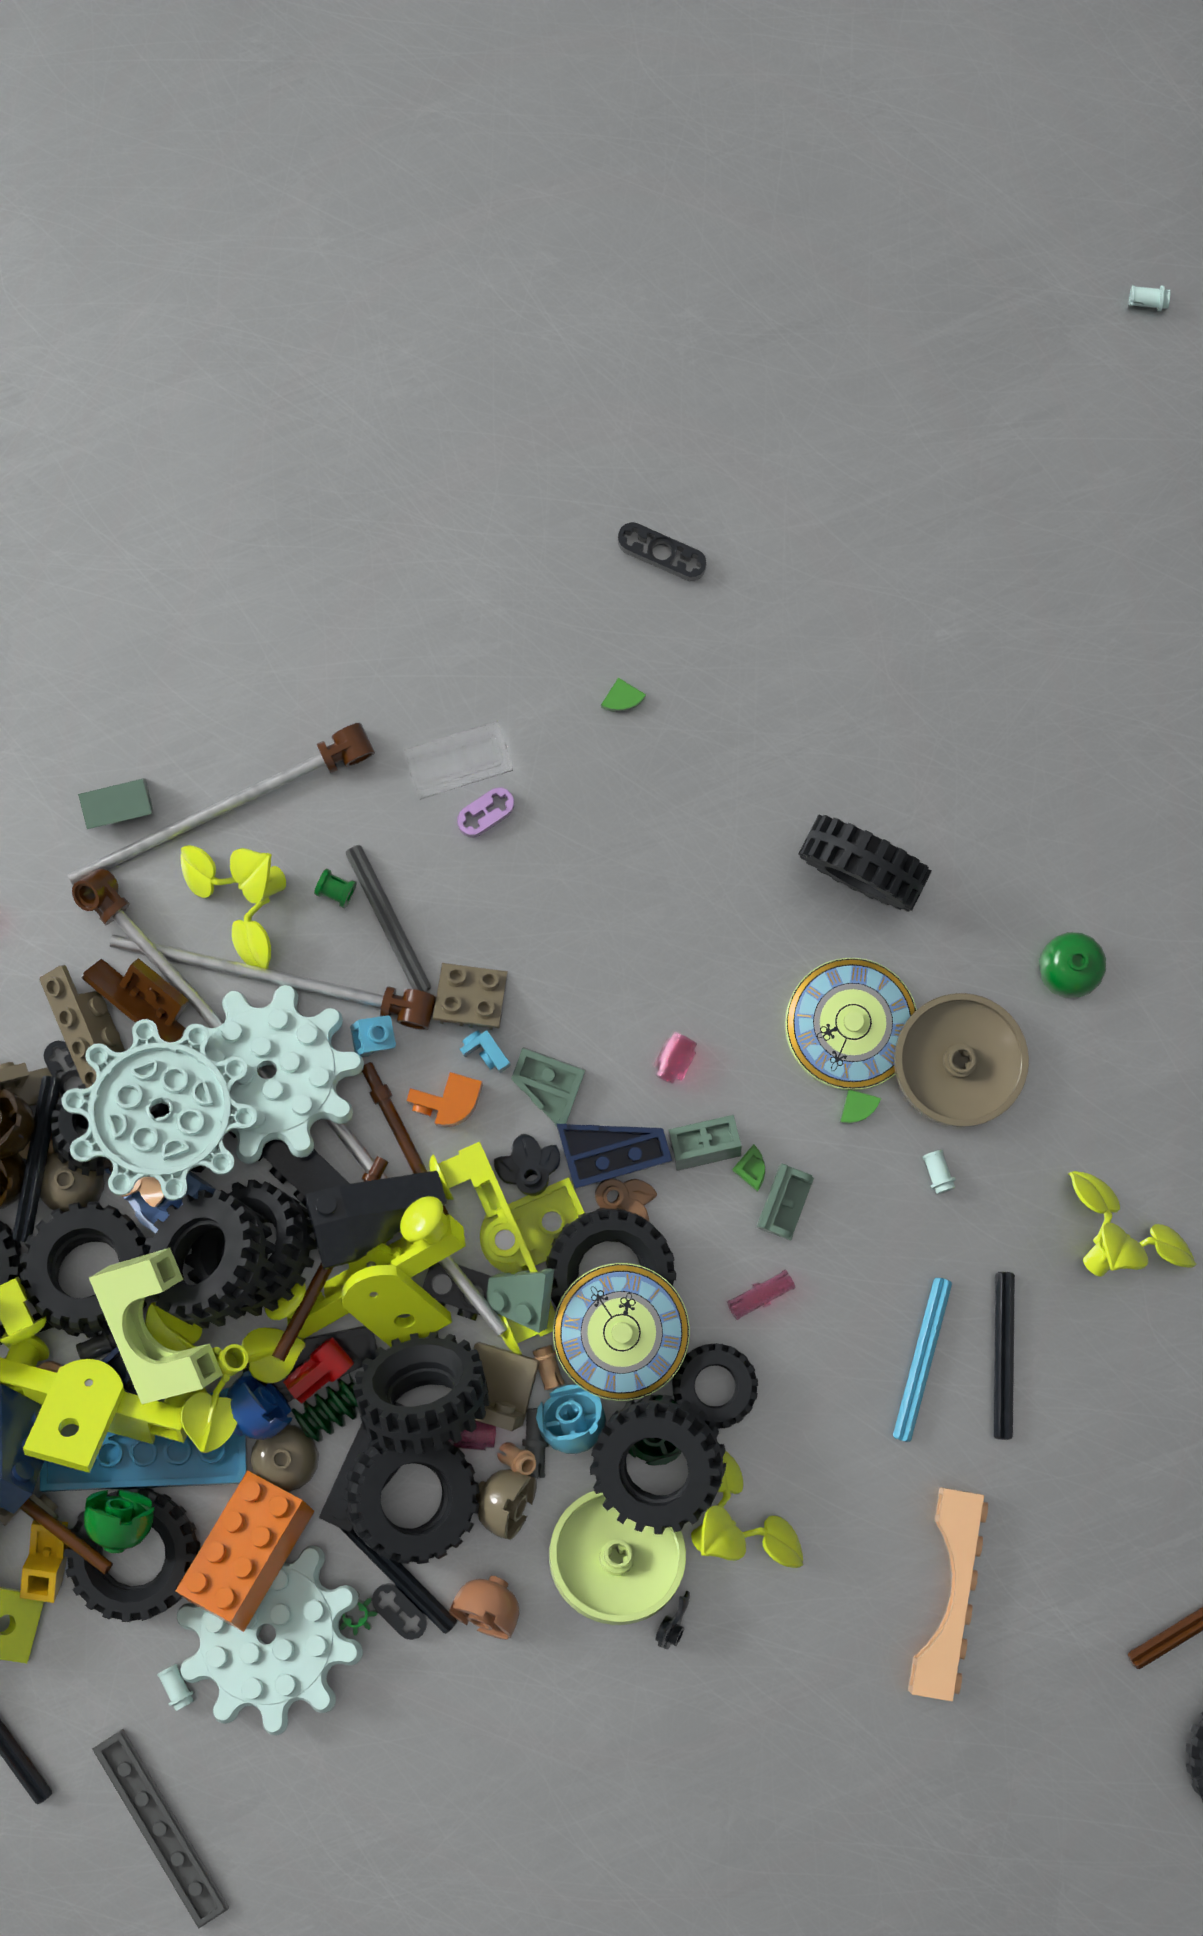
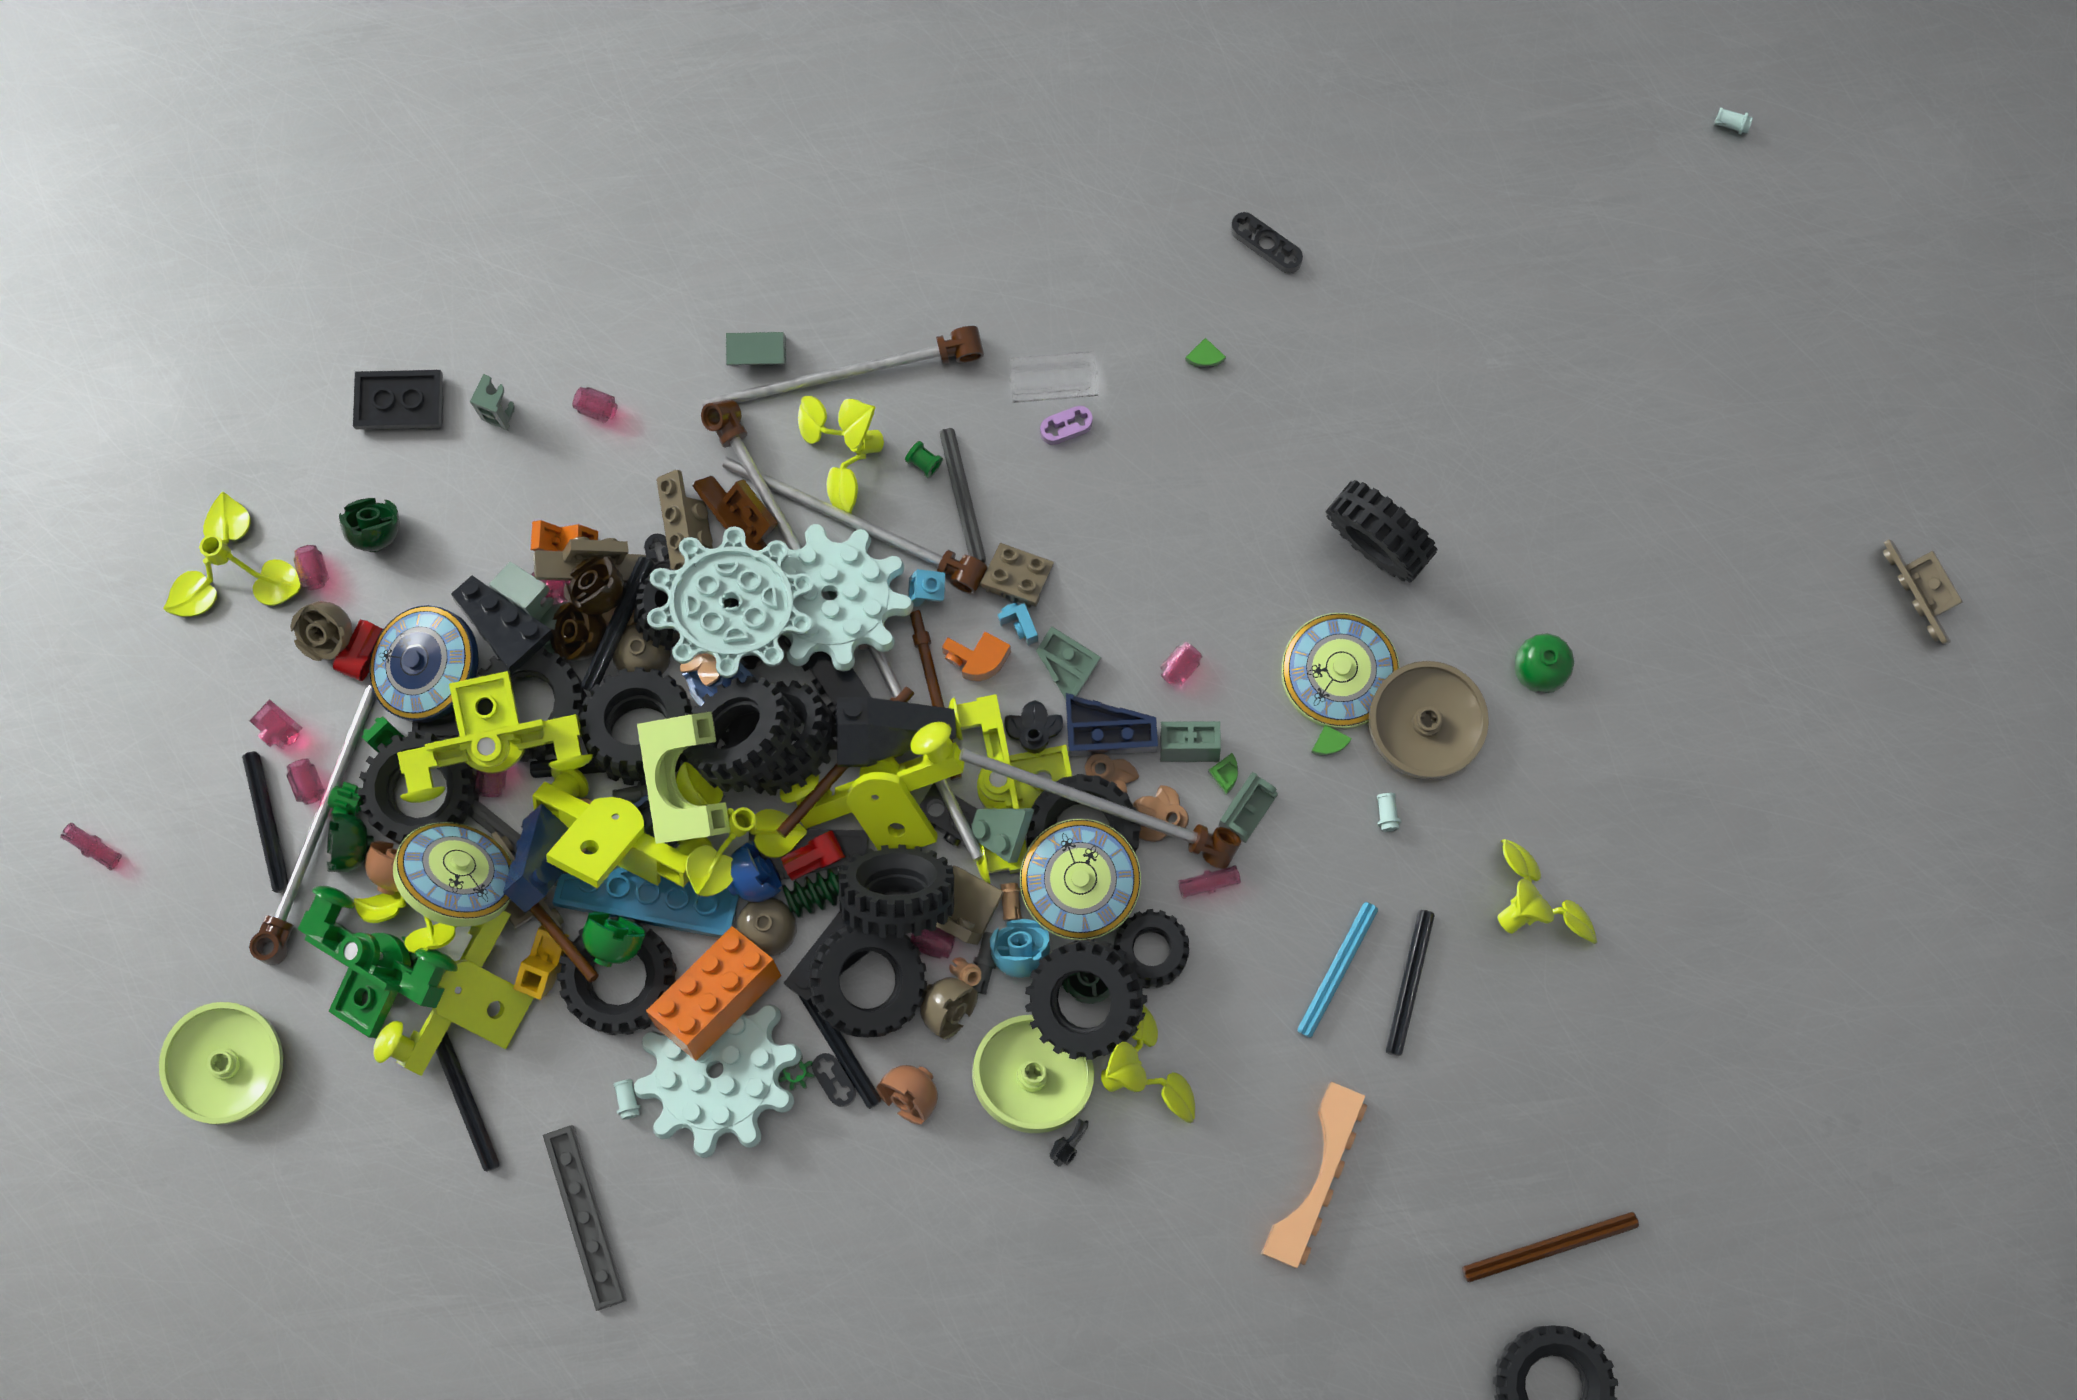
camera: 20 degrees right, 5 degrees down
(685, 1231) = (1161, 807): none -> medium nougat plate
(760, 1257) = (1216, 848): none -> flat silver piece

